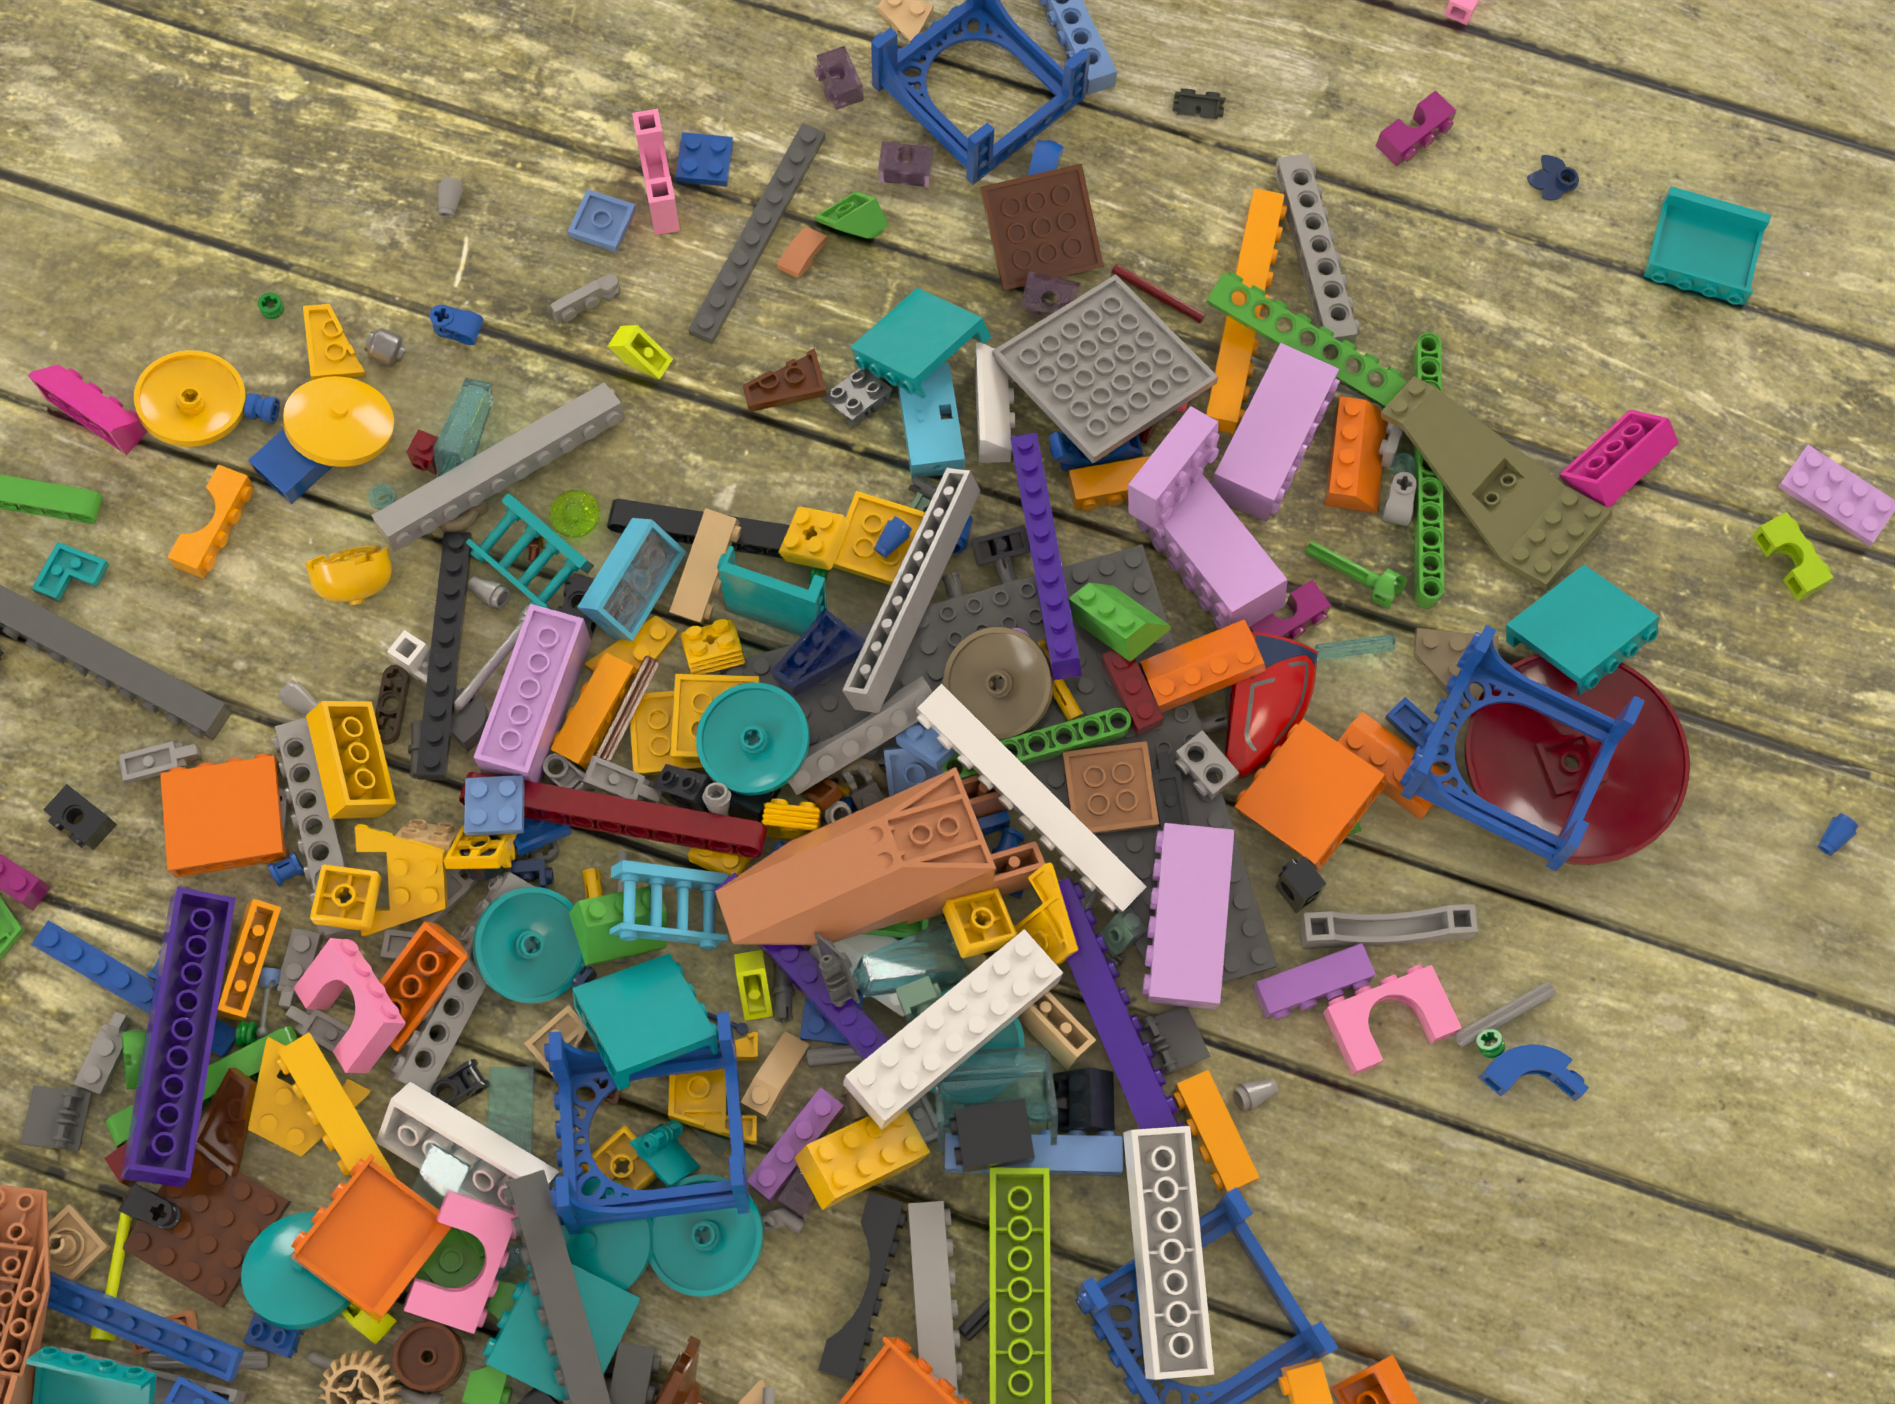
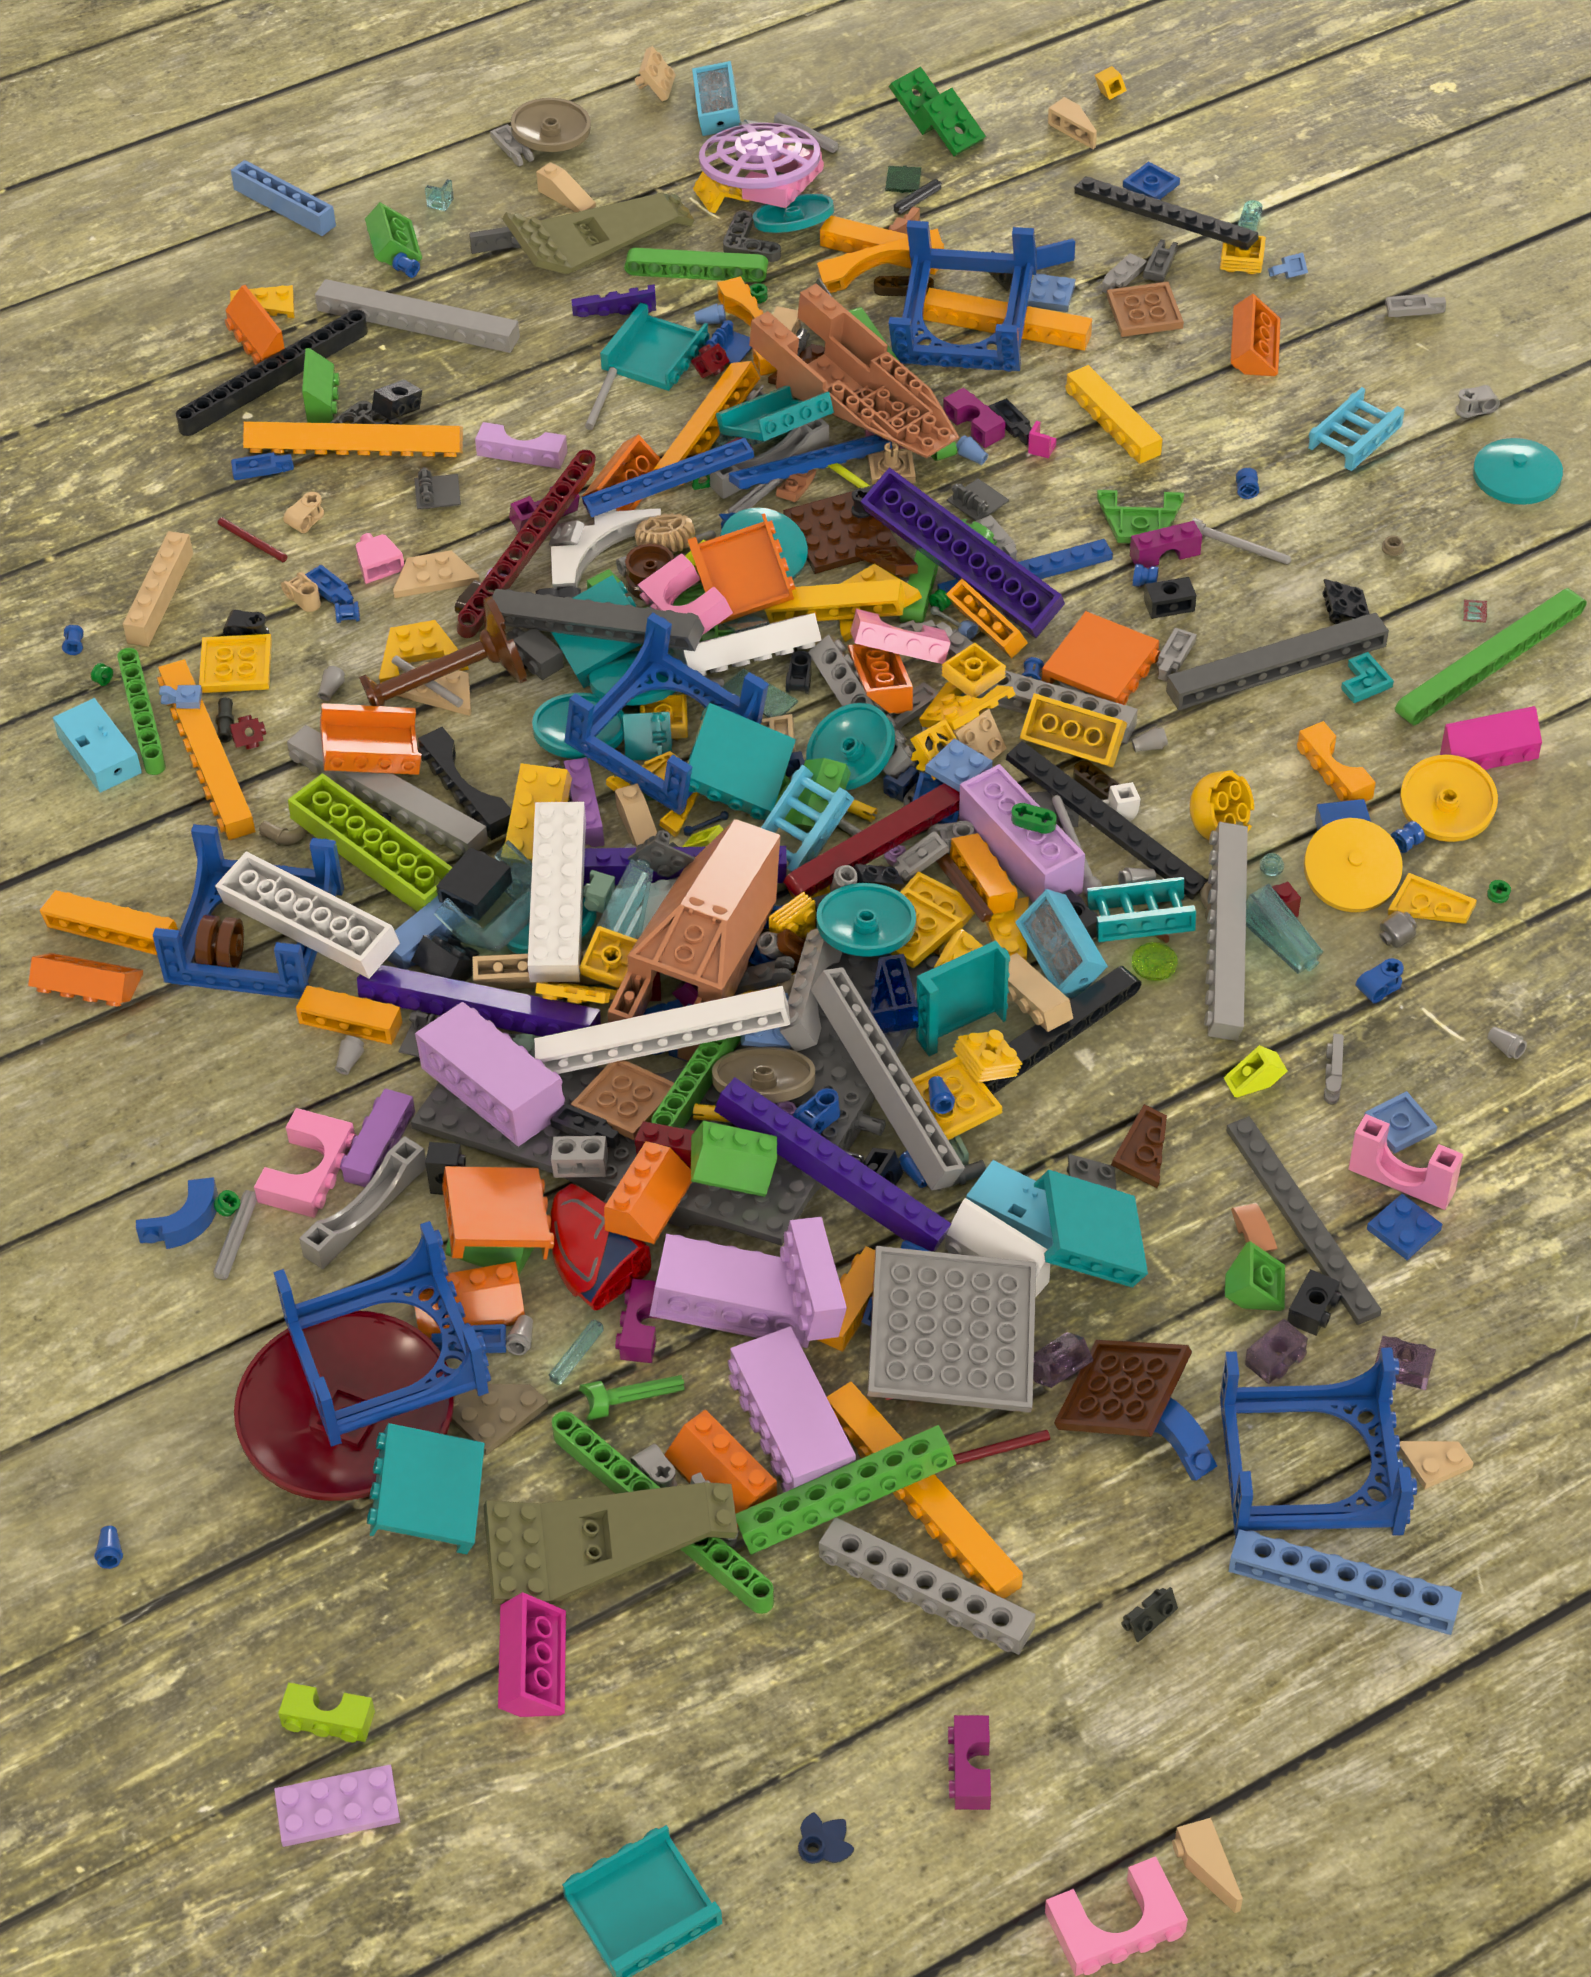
camera: 135 degrees right, 20 degrees down
(63, 861) = (1144, 576): none -> blue wheel
(530, 669) = (1033, 818): none -> green beam
(831, 178) = (1315, 1289): none -> black brick
(1000, 611) = (819, 1110): none -> blue piece
(1255, 1320) = (219, 941): none -> reddish brown wheel
(1382, 698) = (520, 1336): none -> light grey cone

